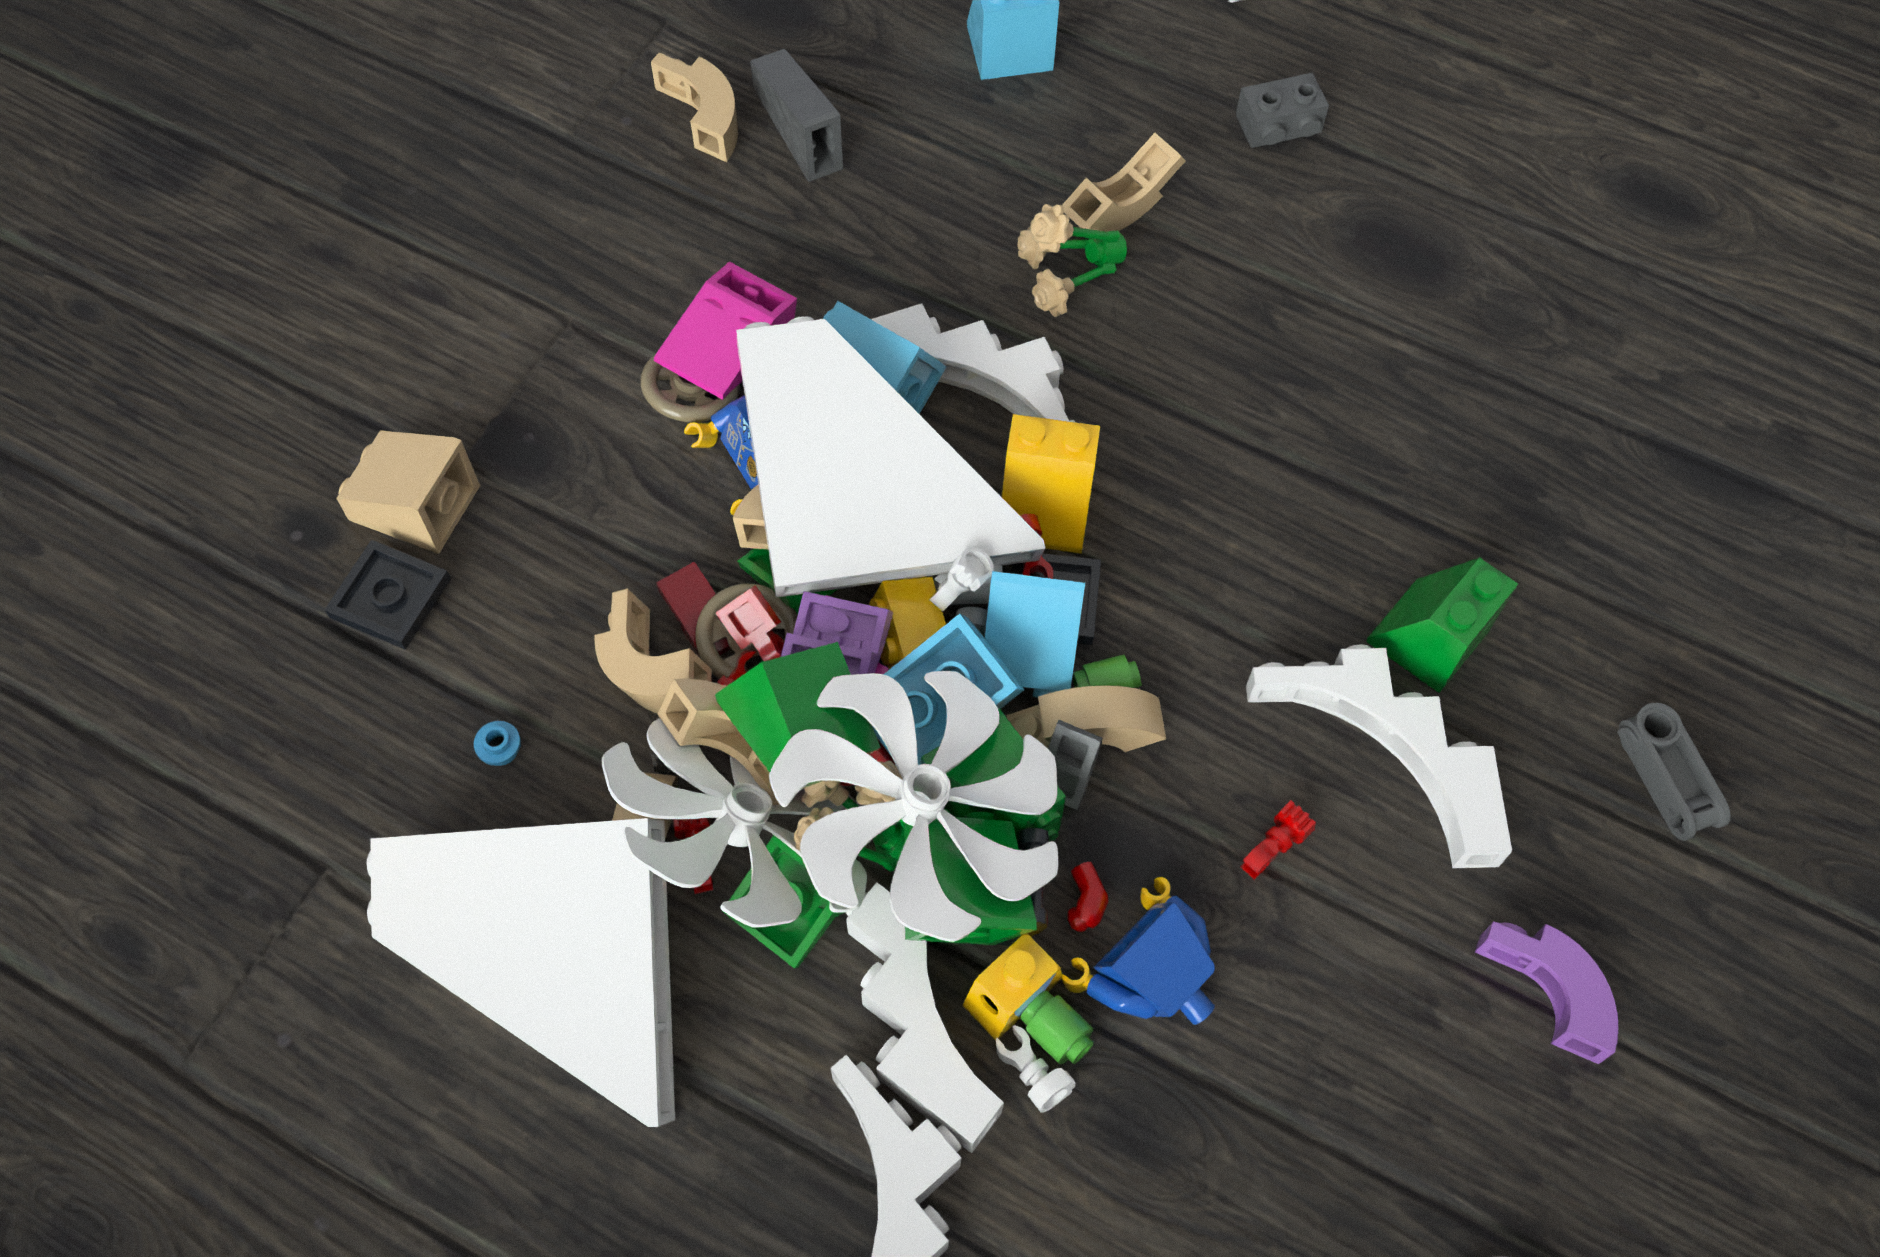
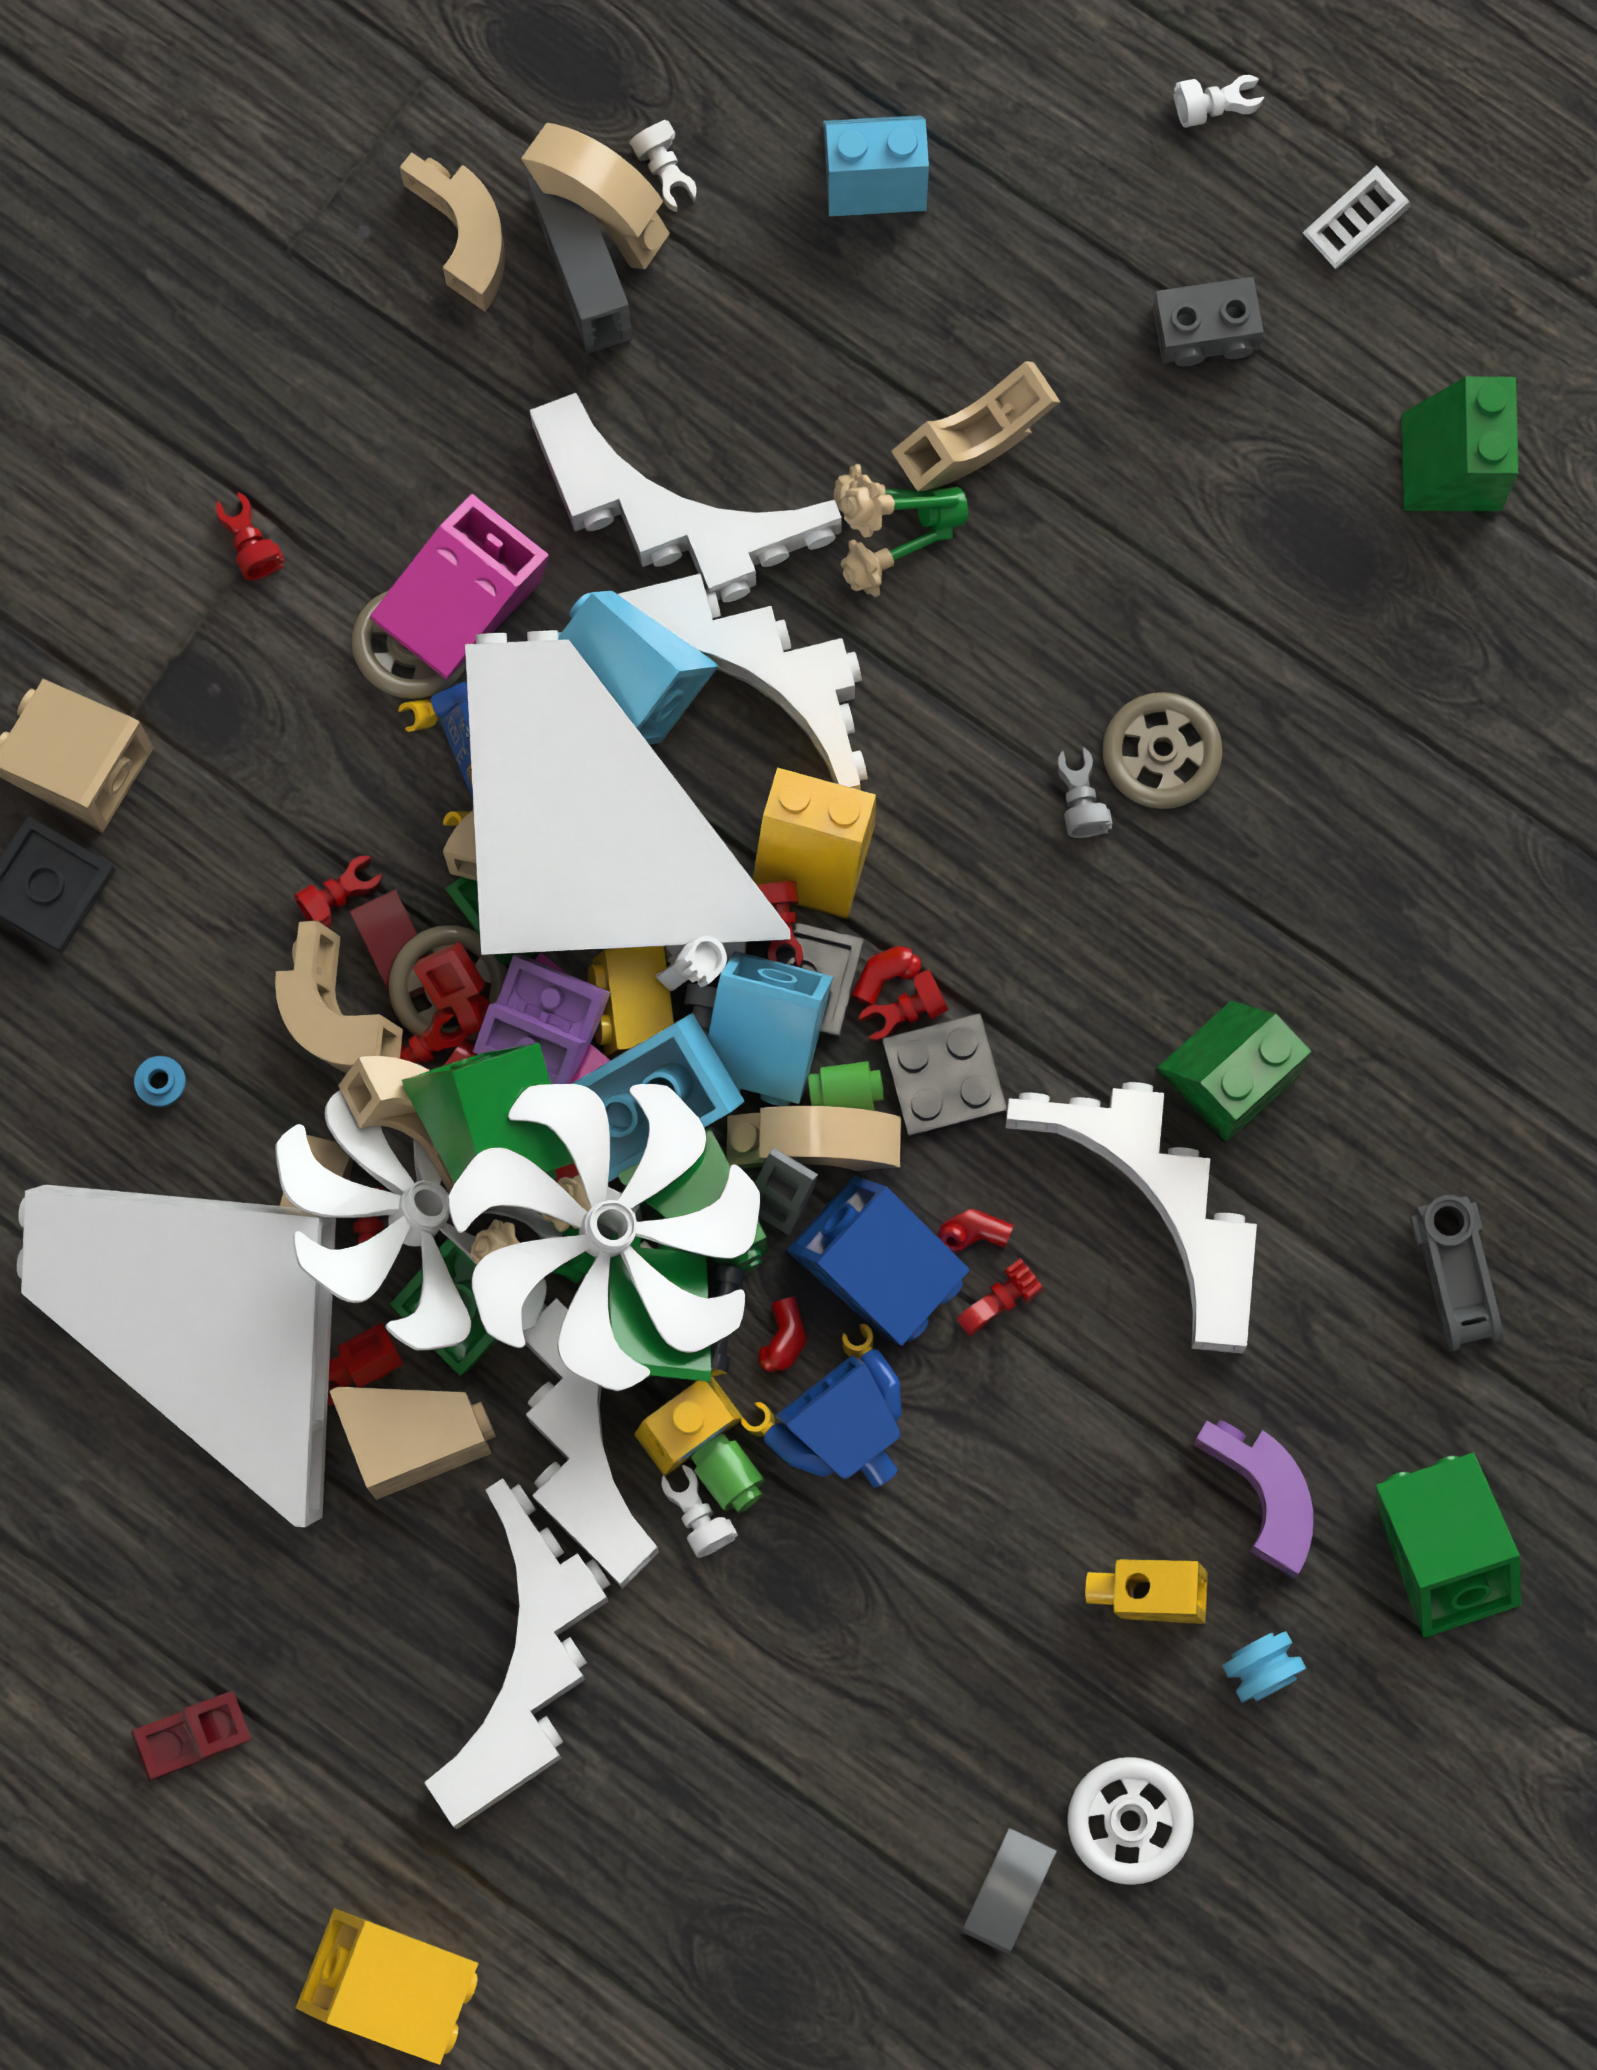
camera: 10 degrees right, 15 degrees up
(557, 333) = (256, 555): none -> red piece
(644, 574) = (316, 904): none -> red piece
(699, 965) = (363, 1360): none -> red plate
(754, 1021) = (410, 1434): none -> tan slope
(810, 48) = (602, 184): none -> tan arch
(843, 45) = (653, 145): none -> white piece
(887, 279) = (661, 524): none -> white arch
(1128, 578) = (882, 967): none -> red arm
(1162, 602) = (908, 1008): none -> red piece
(1165, 817) = (880, 1259): none -> blue slope
(1188, 664) = (944, 1076): none -> plate
(1239, 783) = (971, 1227): none -> red arm
(1264, 451) = (1085, 816): none -> light grey piece
(1322, 373) = (1172, 790): none -> dark tan plate
(1385, 18) = (1358, 193): none -> white slope
(1502, 162) = (1461, 447): none -> green slope
(1503, 1083) = (1174, 1594): none -> yellow torso
(1602, 1148) = (1264, 1667): none -> medium azure wheel
(1742, 1010) = (1450, 1544): none -> green slope

